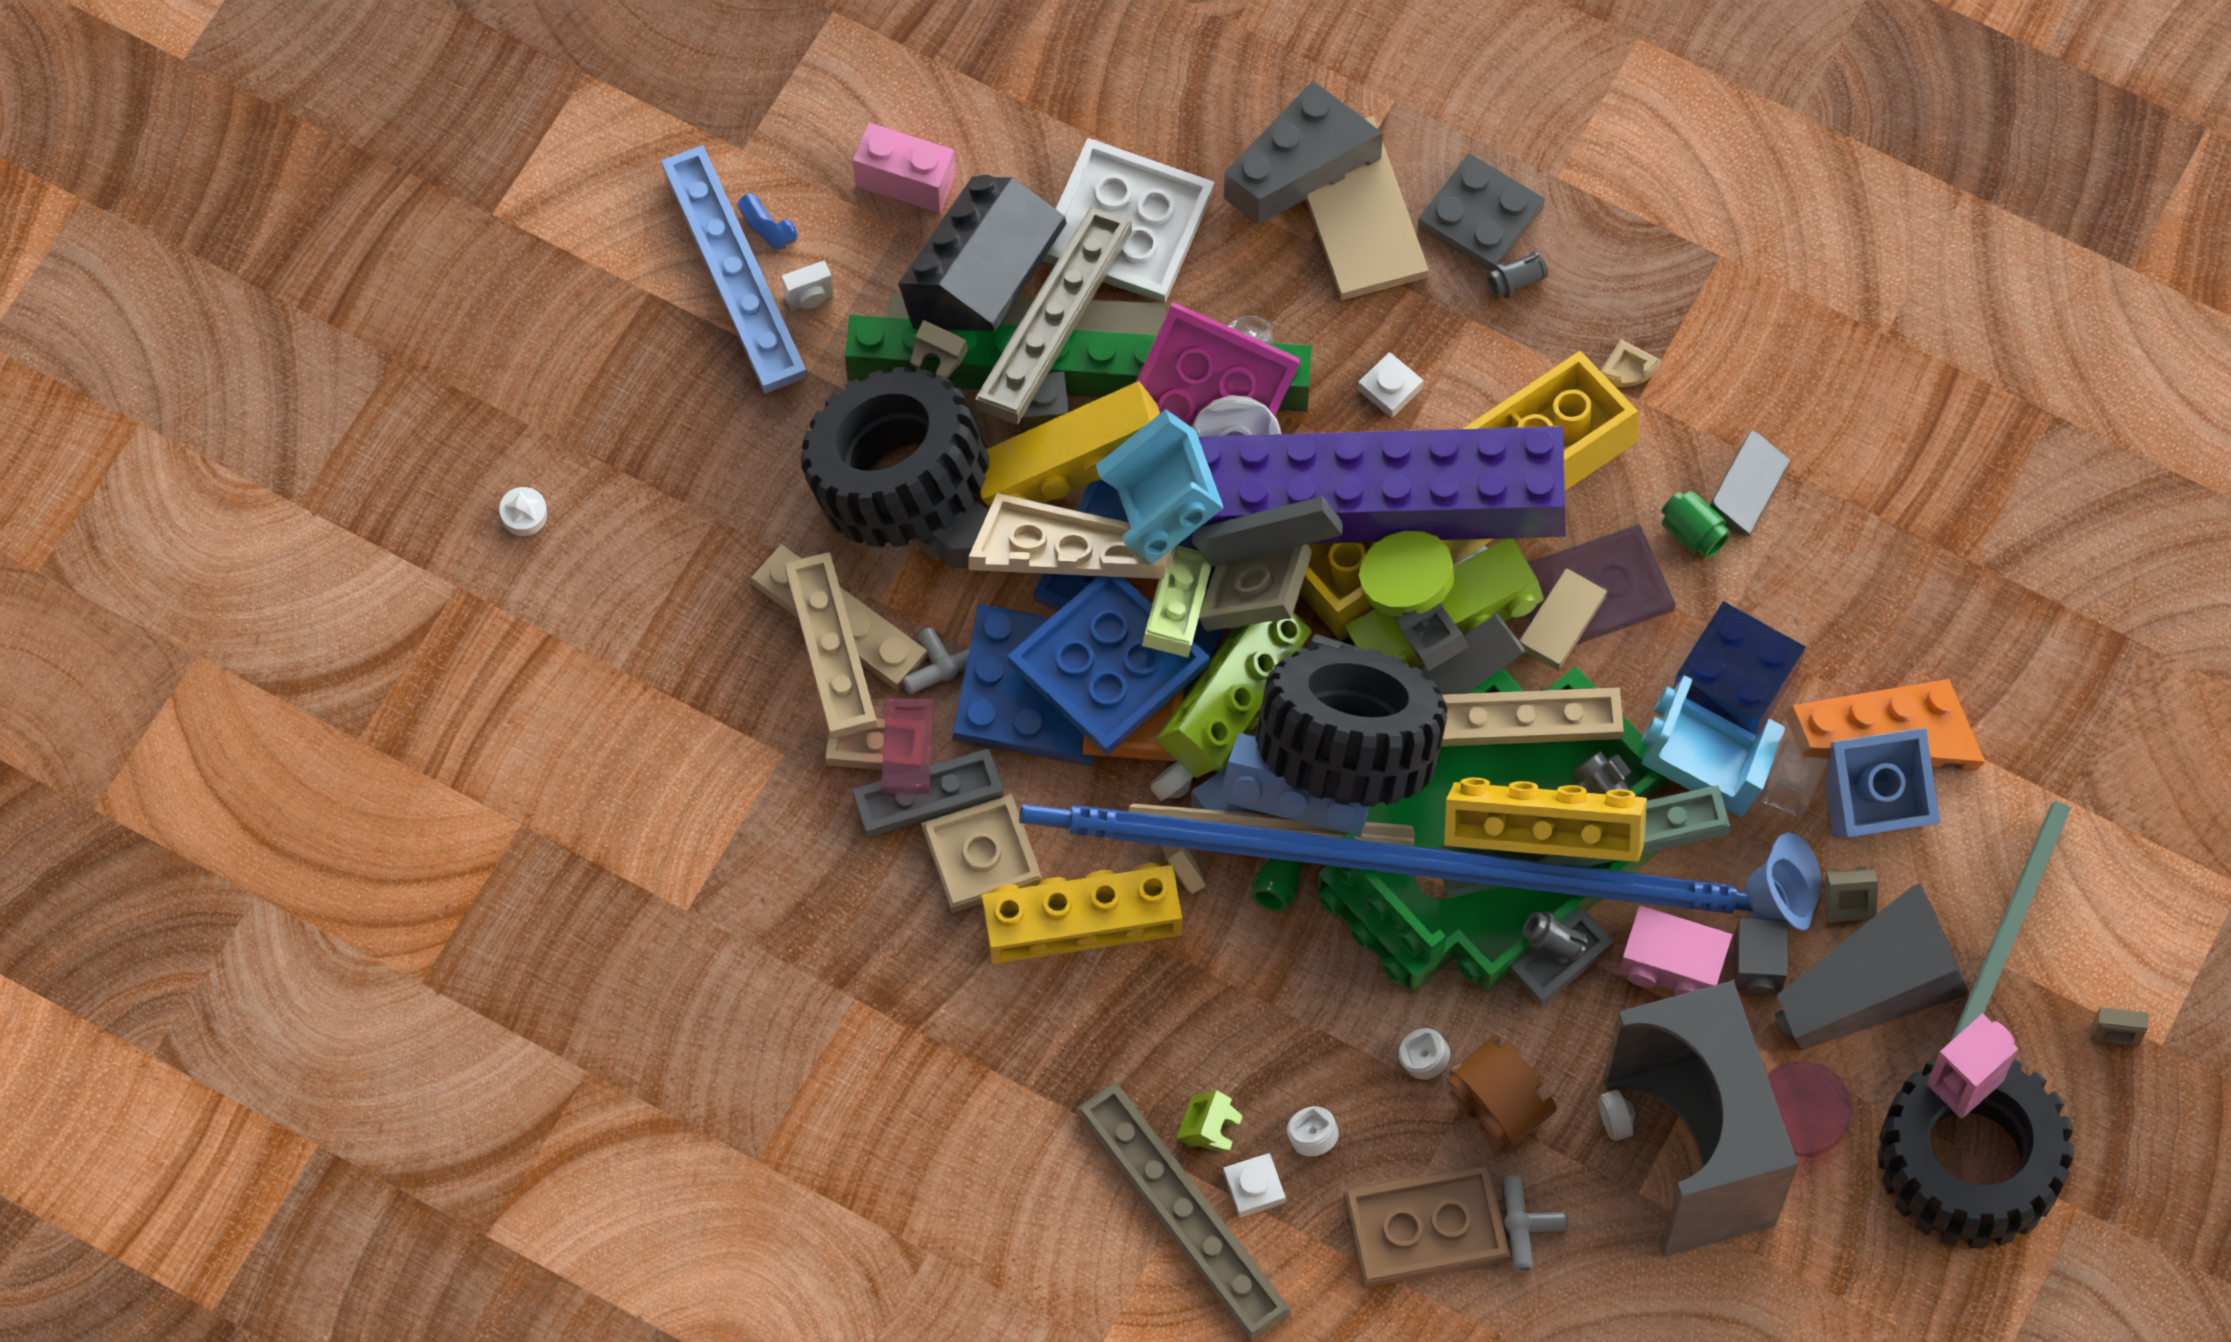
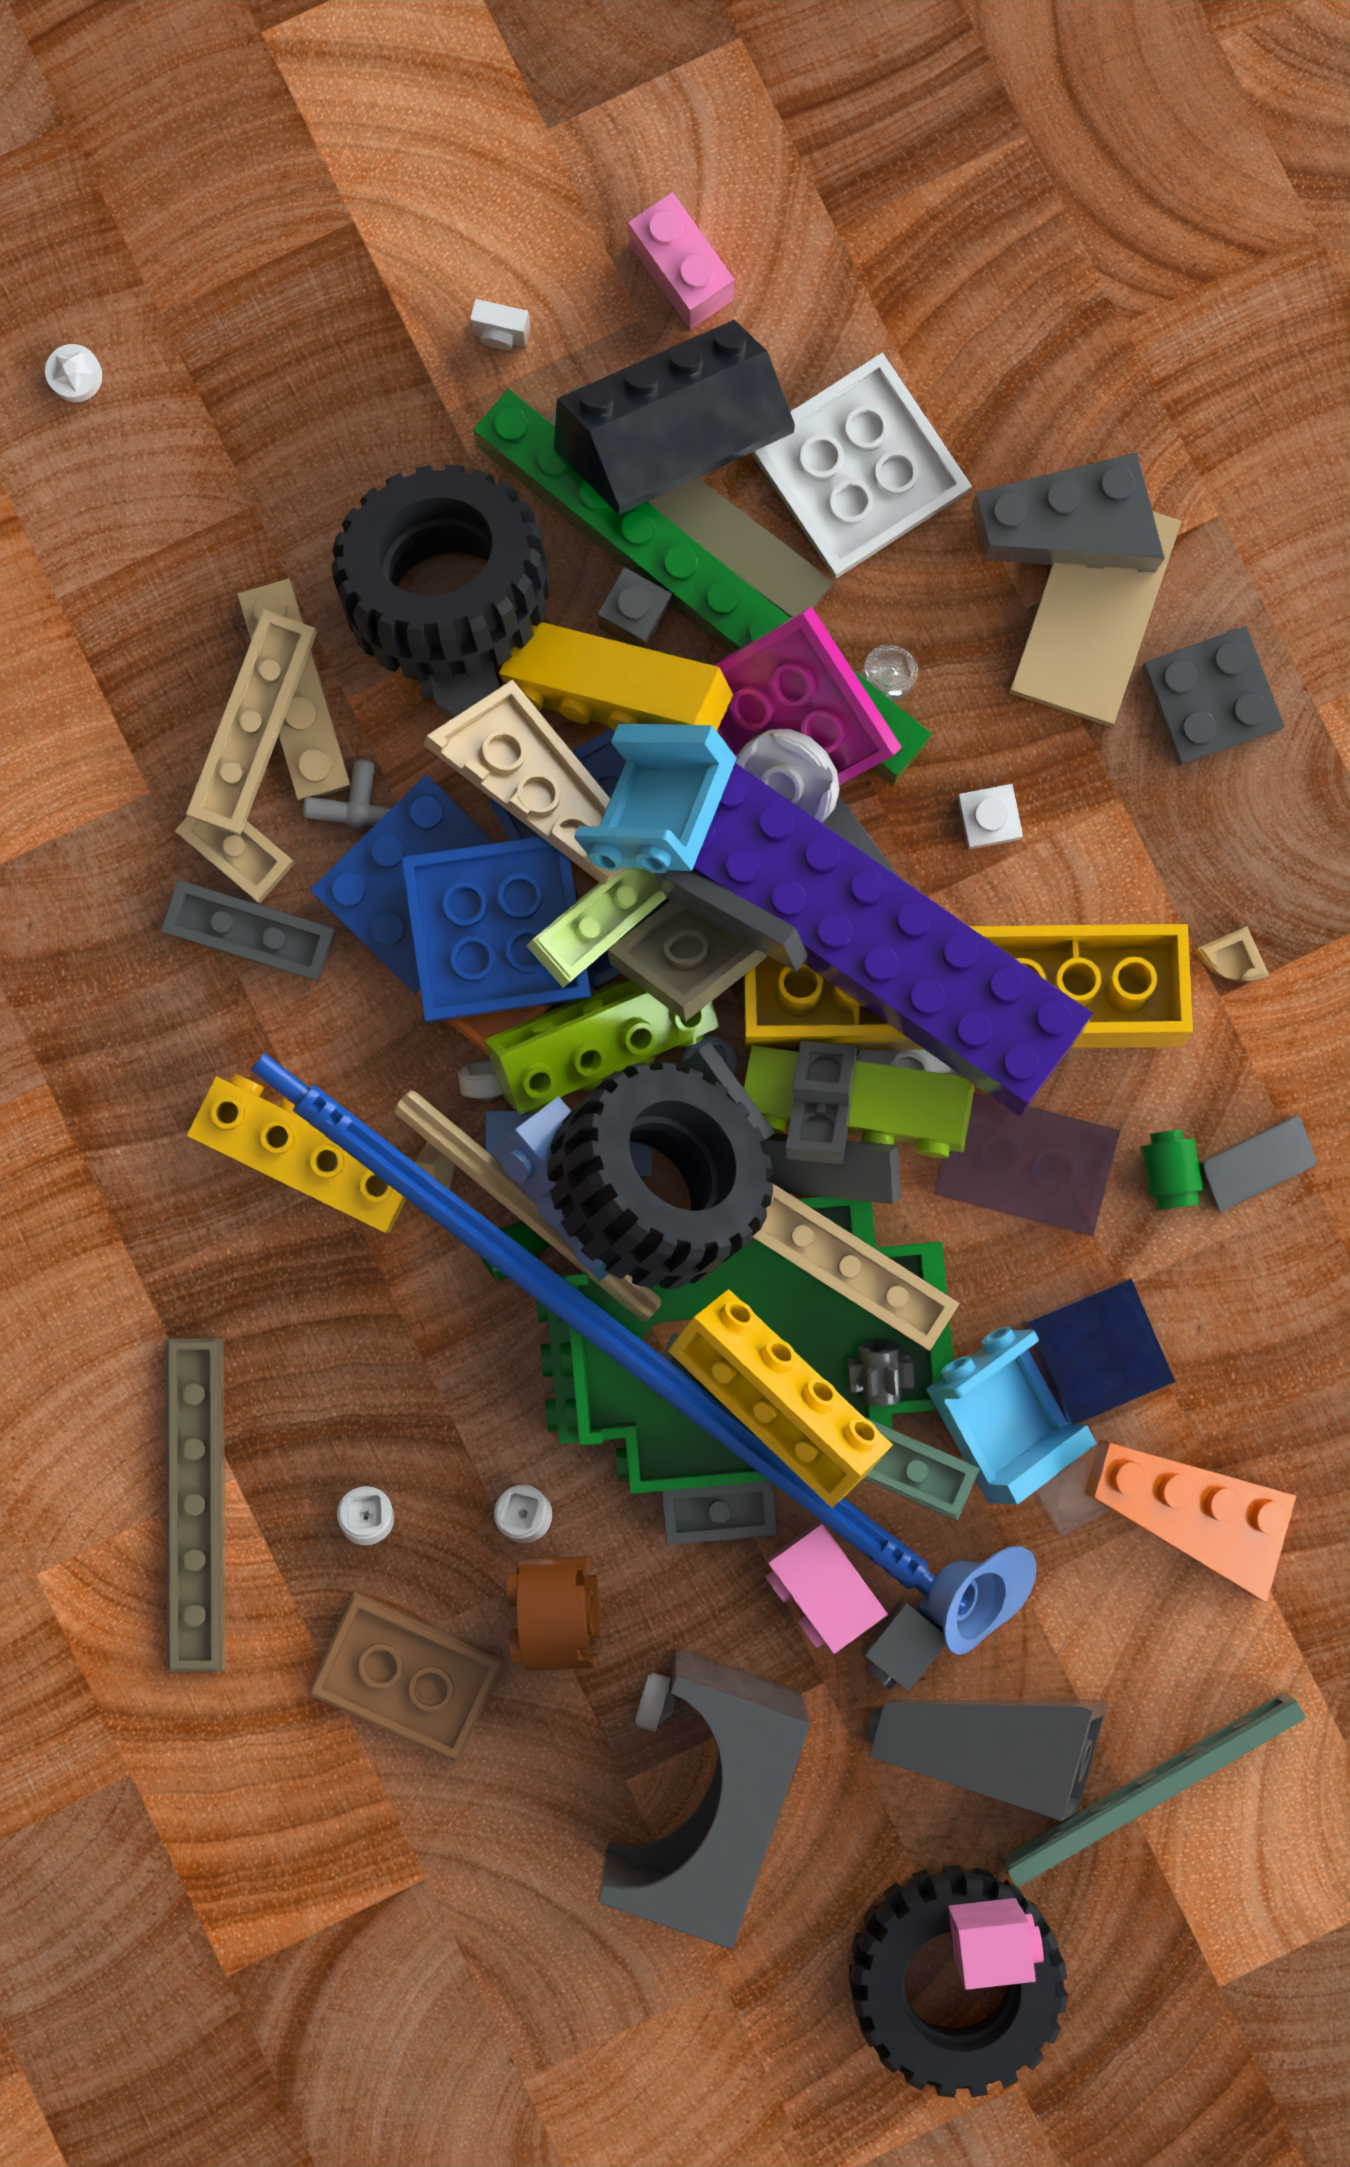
camera: 35 degrees right, 20 degrees up
(733, 269) = (444, 254): light blue plate -> none
(761, 222) = (505, 226): blue arm -> none
(907, 746) = (256, 874): clear pink tile -> none
(940, 344) = (562, 489): dark tan tile -> none
(980, 851) = (259, 1013): tan tile -> none
(1053, 316) = (699, 530): tile -> none
(1204, 1121) = (272, 1437): lime tile -> none
(1254, 1185) = (277, 1526): white plate -> none
(1407, 573) = (835, 1050): lime tile -> none
(1515, 275) = (1195, 788): dark grey pin -> none
(1520, 1224) = (492, 1737): light grey piece -> none
(1545, 932) = (708, 1491): dark grey pin -> none
(1562, 619) = (969, 1180): tan tile -> none
(1812, 1105) = (834, 1814): clear pink tile -> none
(1851, 895) = (1036, 1645): dark tan tile -> none
(1880, 784) = (1138, 1574): medium blue slope -> none
(2119, 1026) = (1188, 1953): dark tan tile -> none

